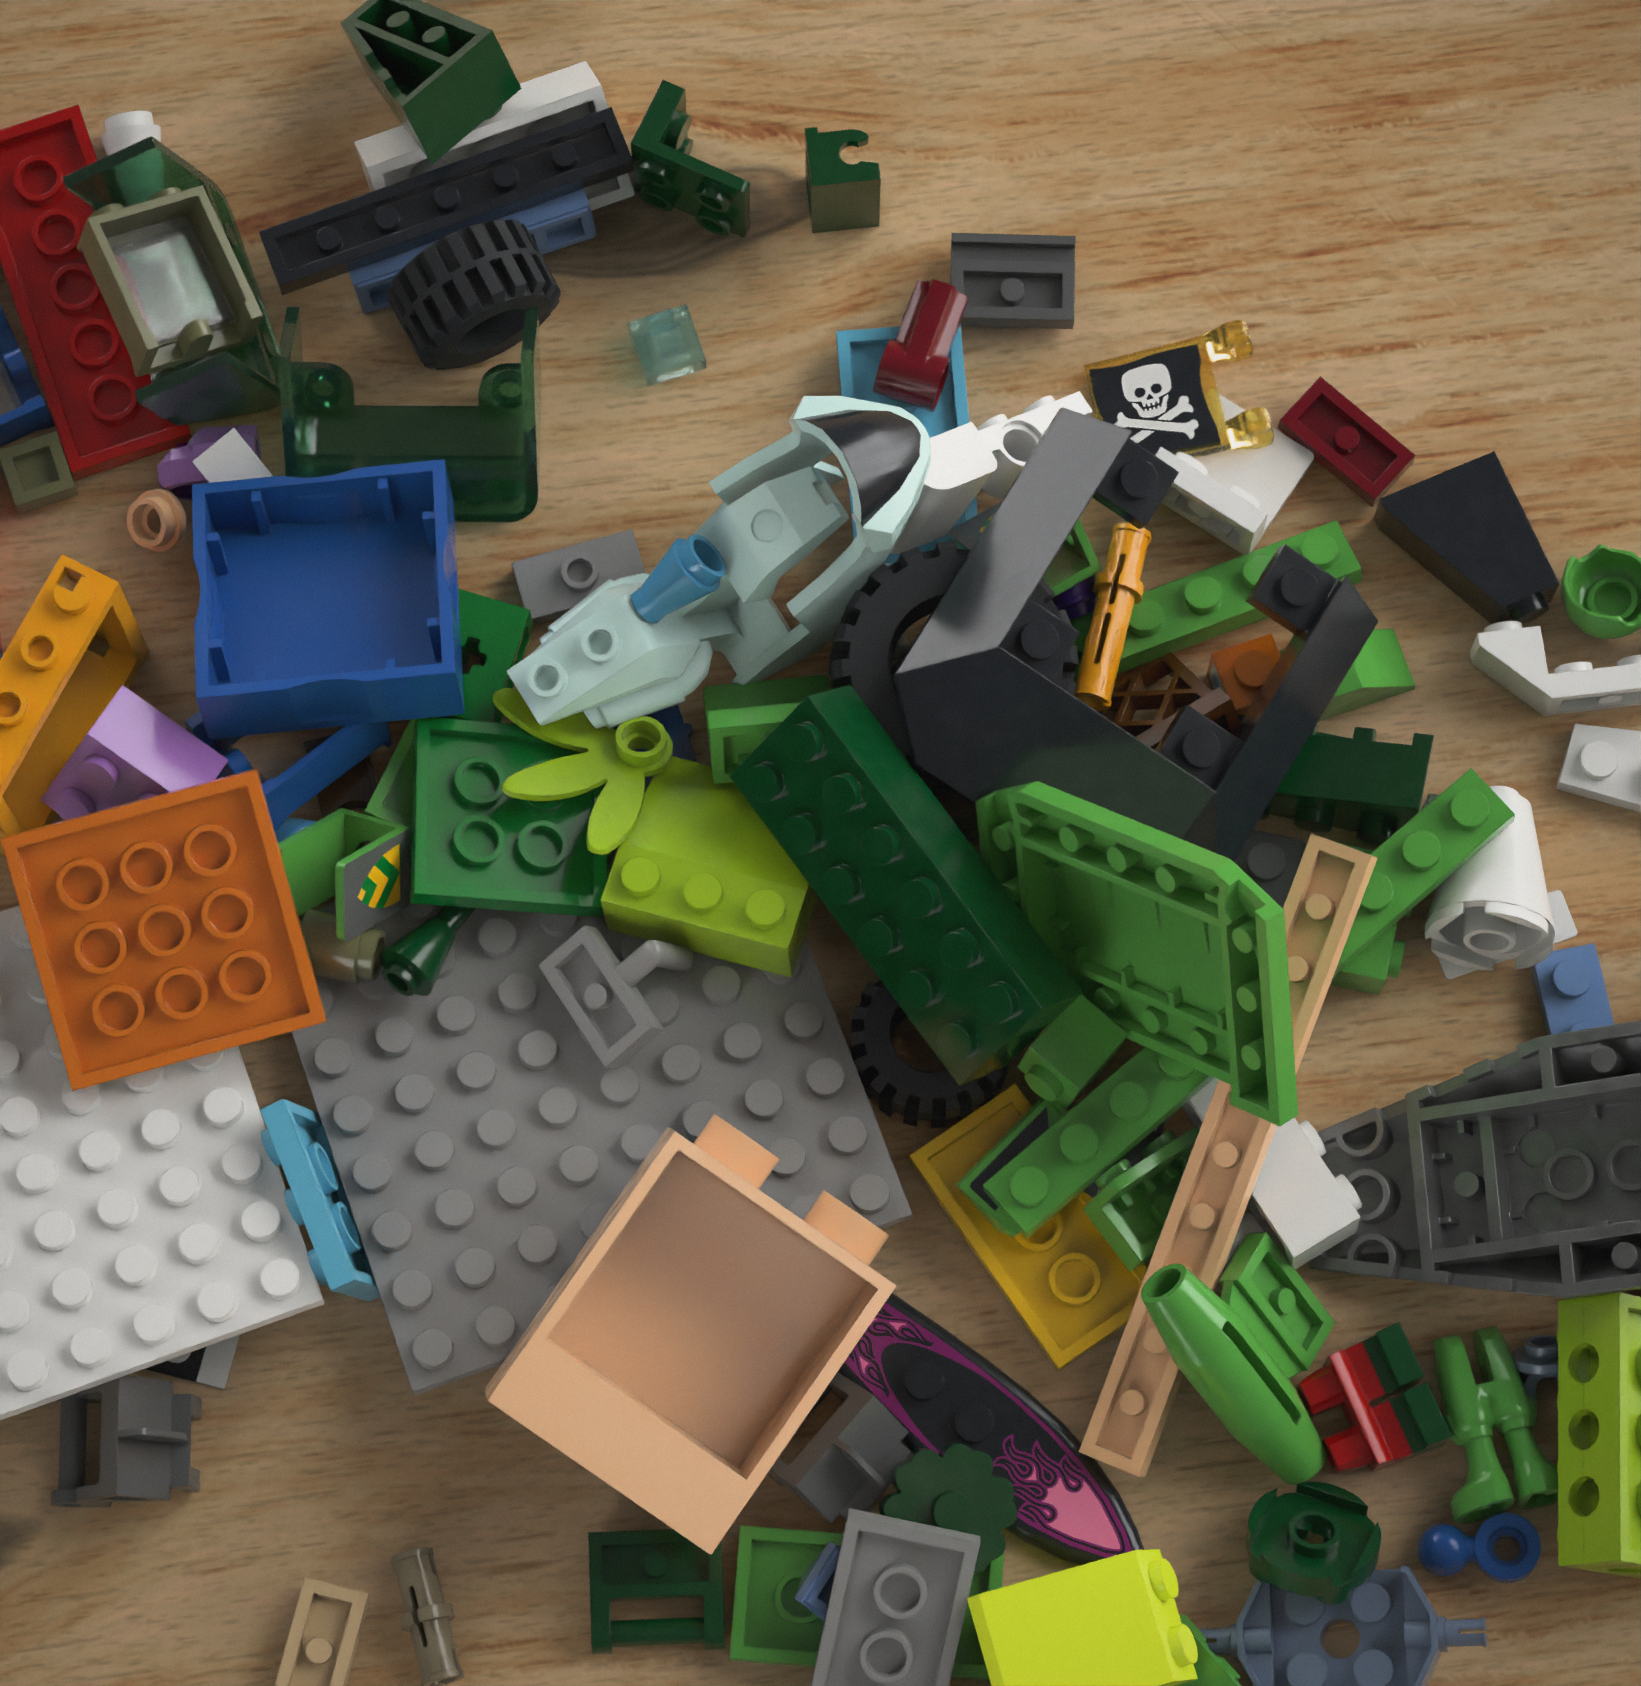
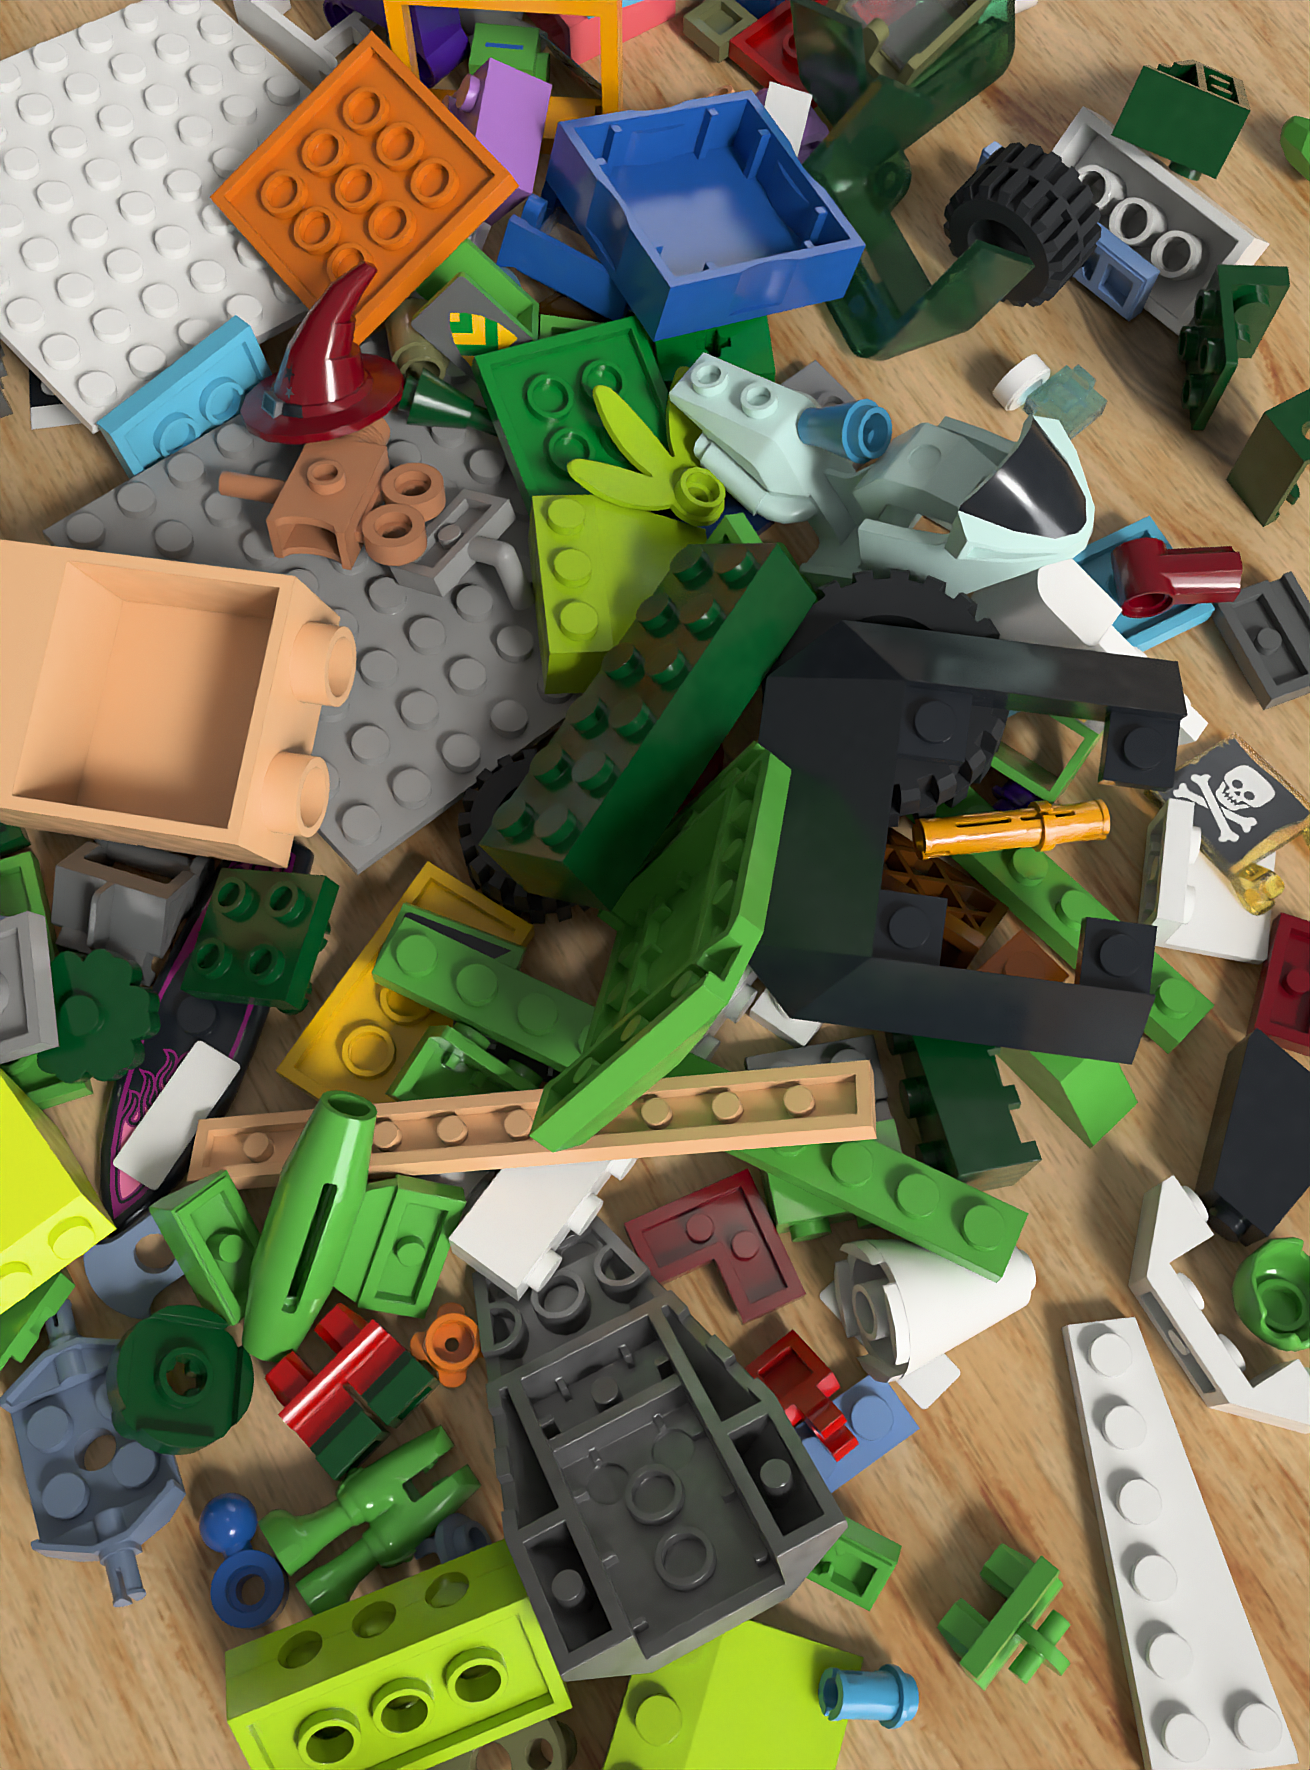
camera: 65 degrees right, 5 degrees down
(369, 1055) = (324, 378): none -> dark red piece
(446, 200) = (1126, 201): black plate -> none
(508, 1083) = (337, 500): none -> nougat piece
(631, 375) = (1021, 382): none -> white tile
(940, 1328) = (261, 938): none -> dark green plate
(1061, 1473) = (175, 1115): none -> white sticker
(1071, 1052) = (566, 946): bright green slope -> none
(1204, 1474) = (211, 1241): none -> bright green slope
(1205, 1565) = (120, 1276): none -> sand blue piece
(1365, 1027) = (726, 1227): none -> dark red plate
(1369, 1289) = (430, 1345): none -> orange plate
(1523, 1018) = (803, 1389): none -> red plate

